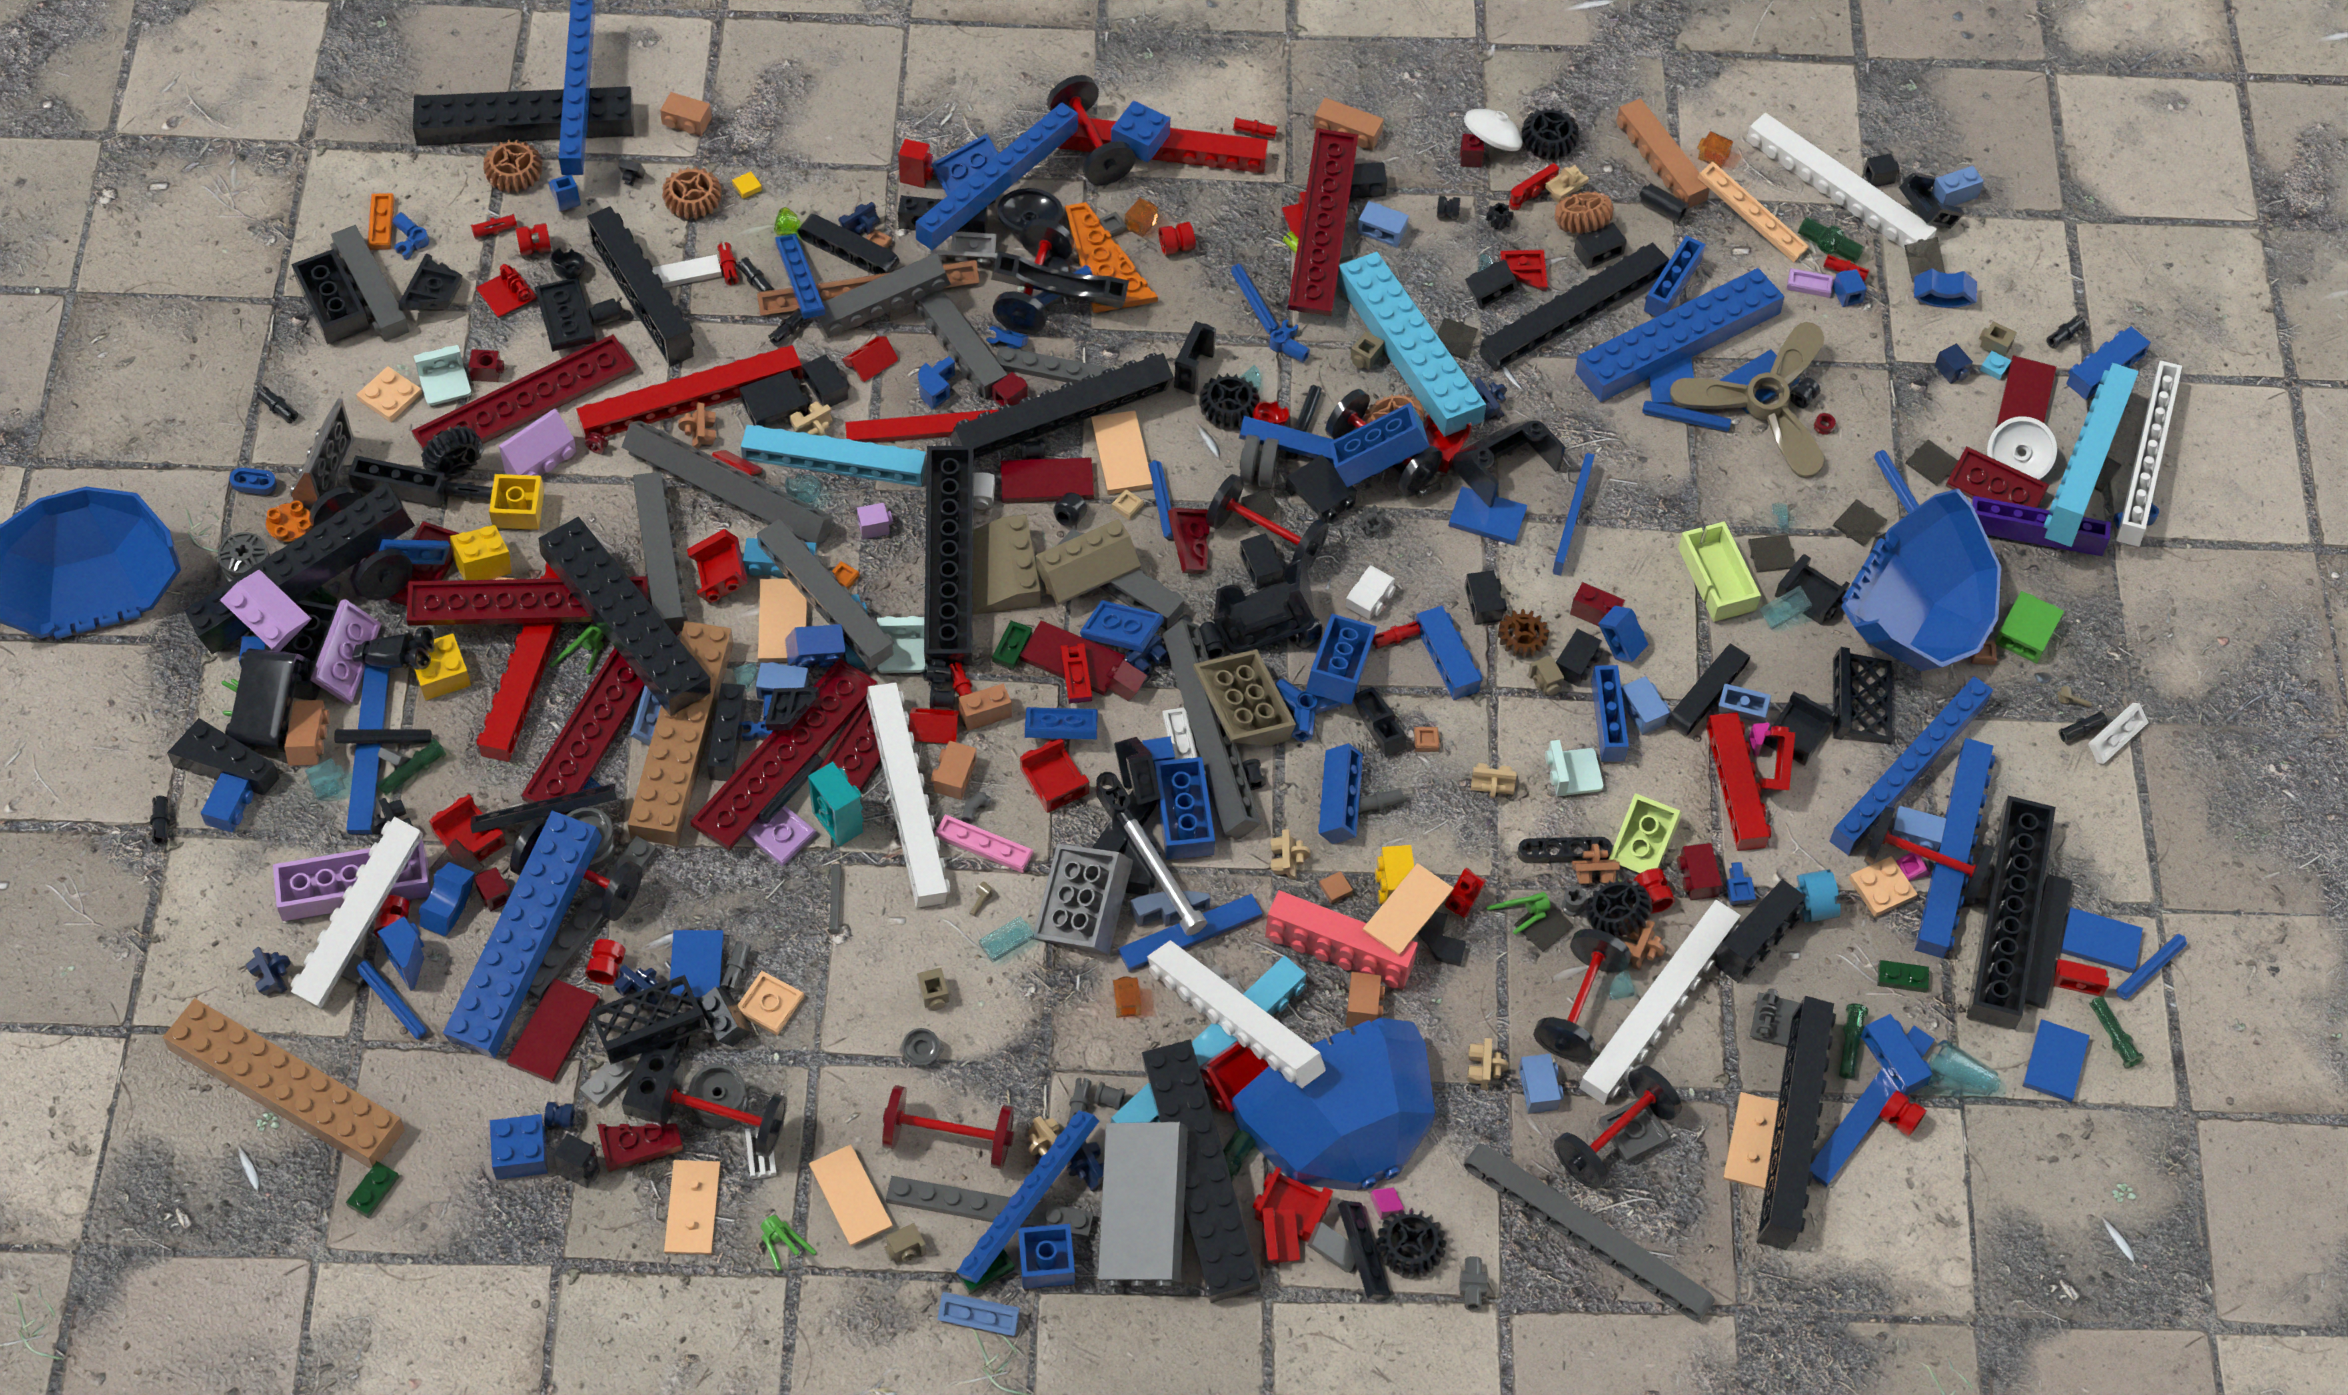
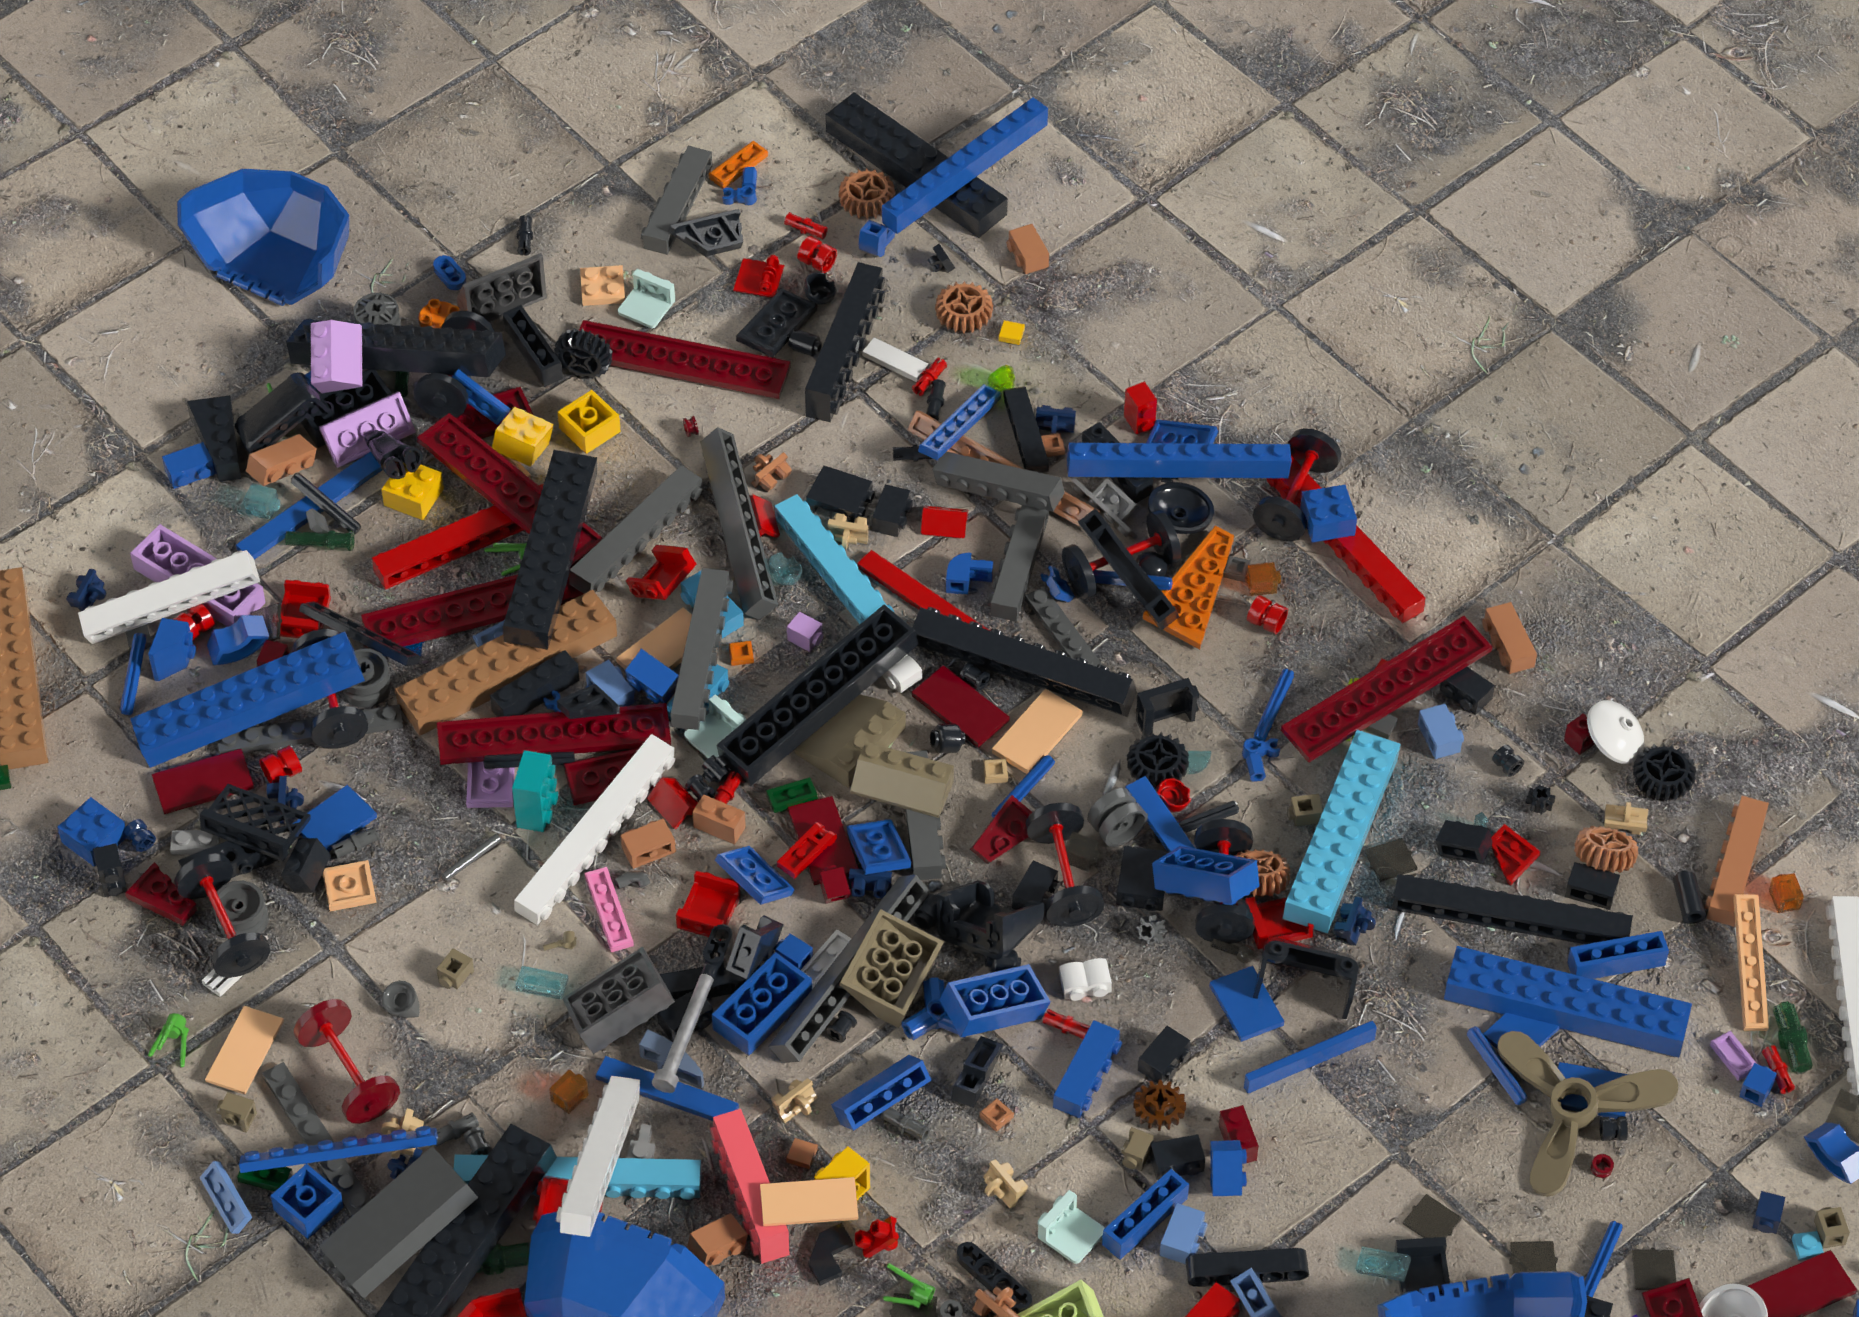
camera: 50 degrees right, 5 degrees down
(159, 820) = (140, 442): black pin -> none
(330, 296) = (638, 188): black brick -> none
(389, 810) = (266, 560): black hips -> none
(471, 491) = (566, 383): black pin -> none
(485, 365) = (682, 315): dark red brick -> none
(538, 447) = (644, 396): lavender slope -> none
(684, 393) = (779, 437): red brick -> none
(692, 1207) = (148, 967): light nougat piece -> none
(745, 674) = (593, 660): clear light blue tile -> none
(1010, 390) = (1010, 621): dark red brick -> none
(1254, 128) = (1434, 584): red pin -> none
(1532, 186) = (1593, 798): red plate -> none
(1719, 571) = (1362, 1192): yellowish green piece -> none
(1781, 510) = (1473, 1198): clear light blue tile -> none

